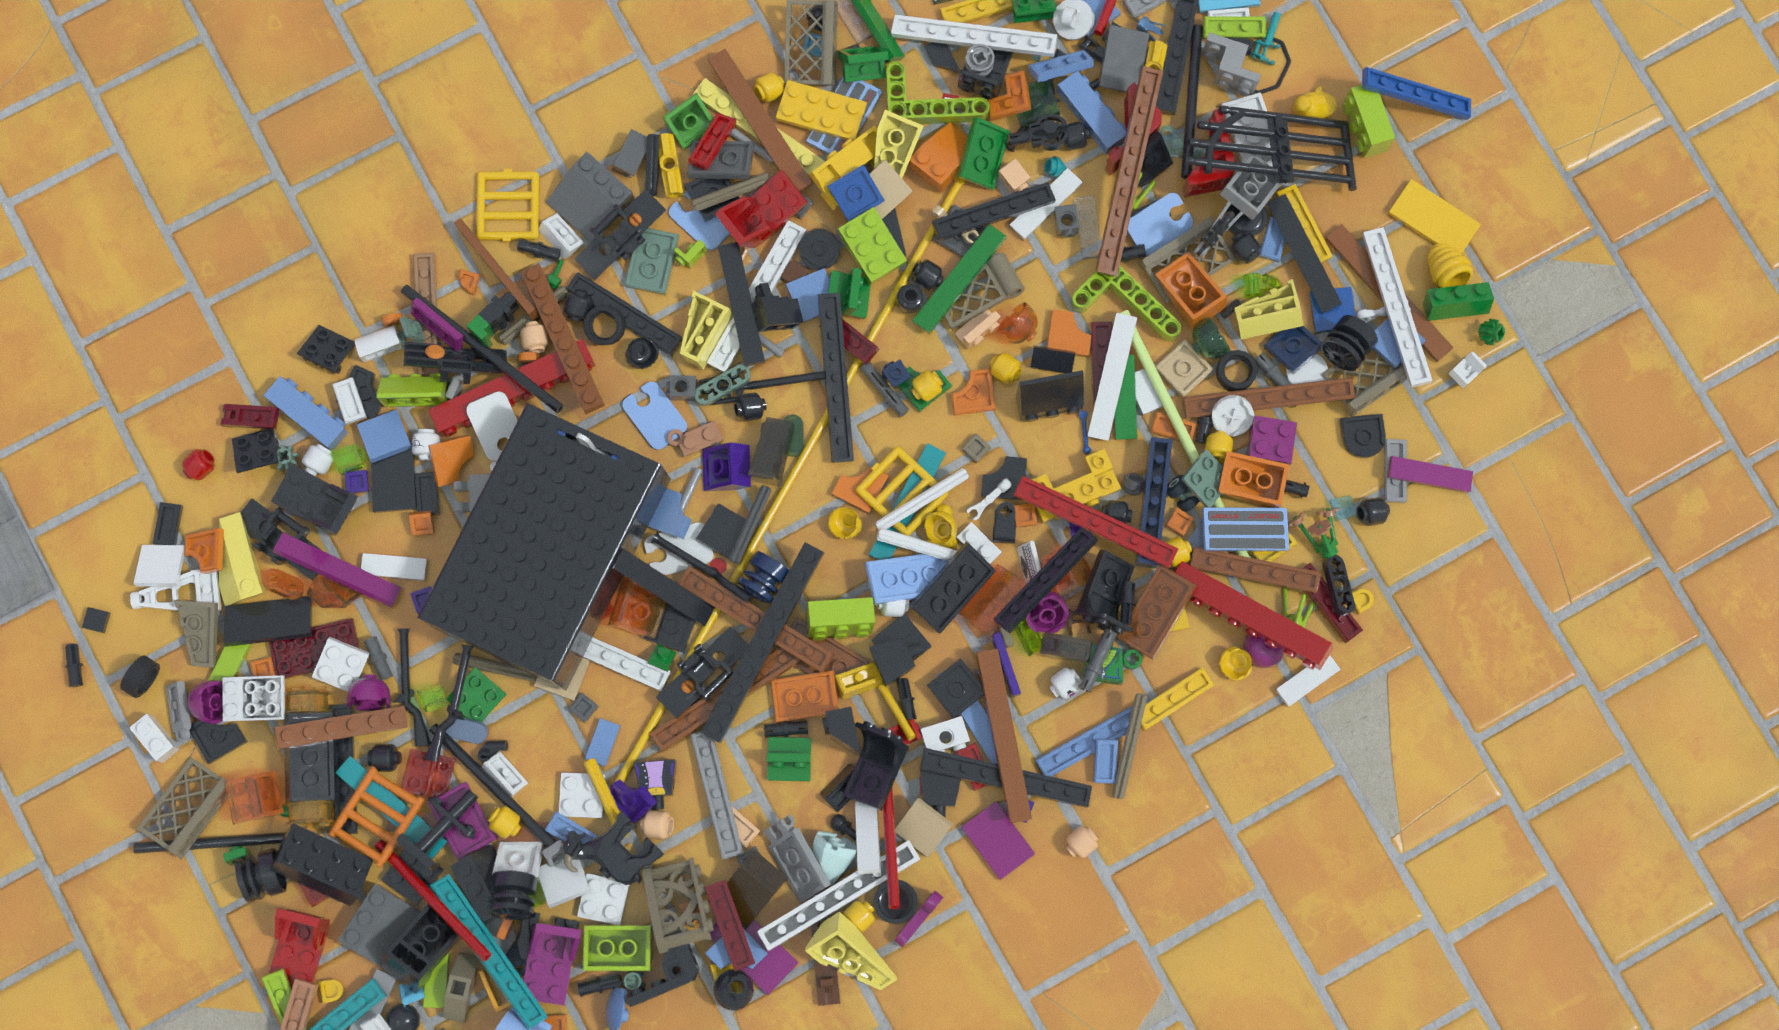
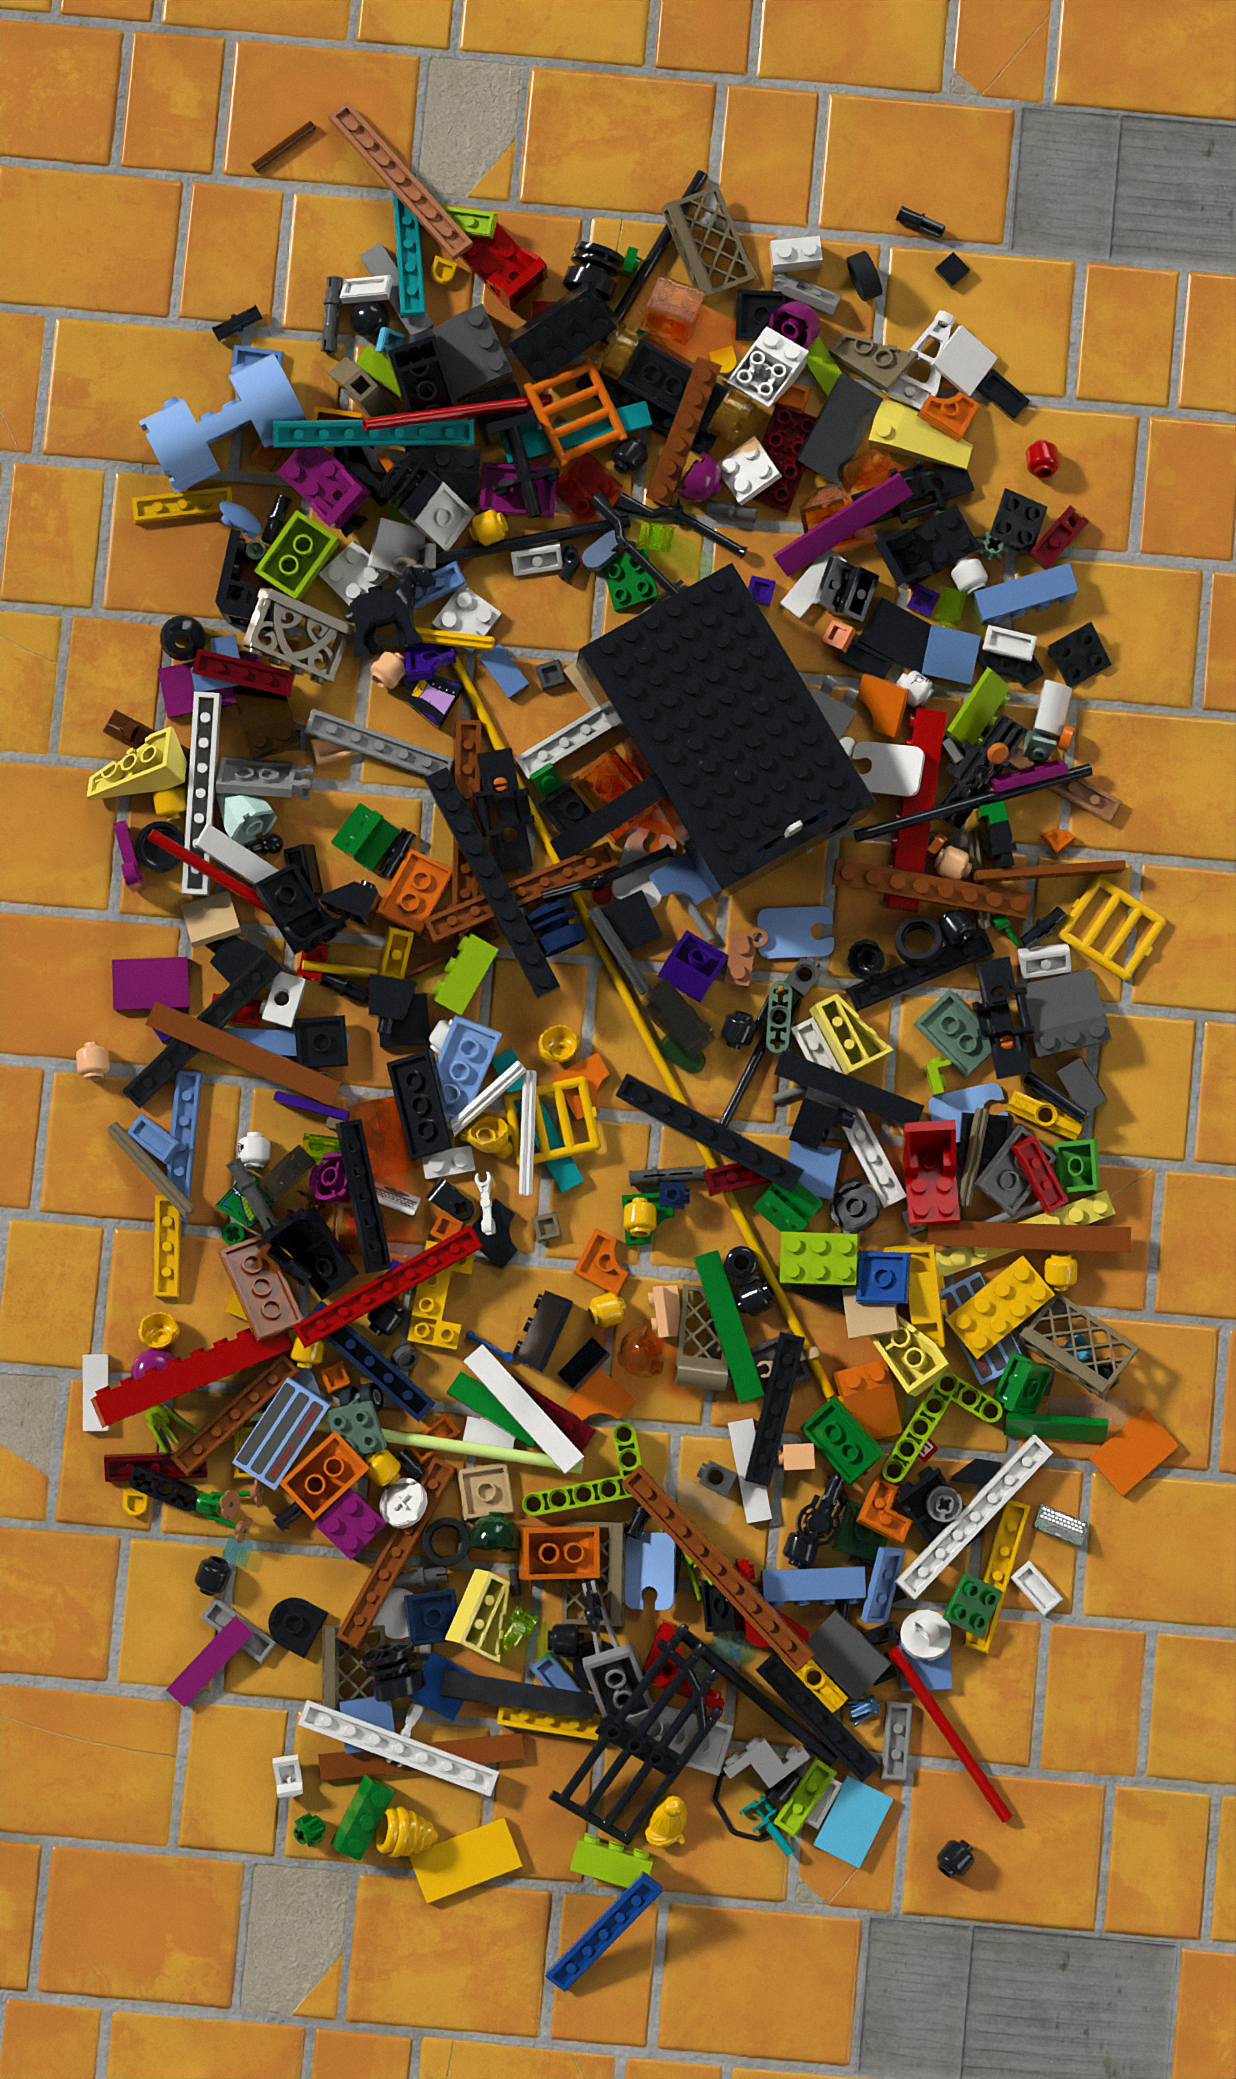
camera: 125 degrees right, 5 degrees up
(267, 739) = (724, 357): none -> yellow tile
(384, 537) = (846, 590): none -> black brick
(1054, 166) = (782, 1506): teal plate -> none

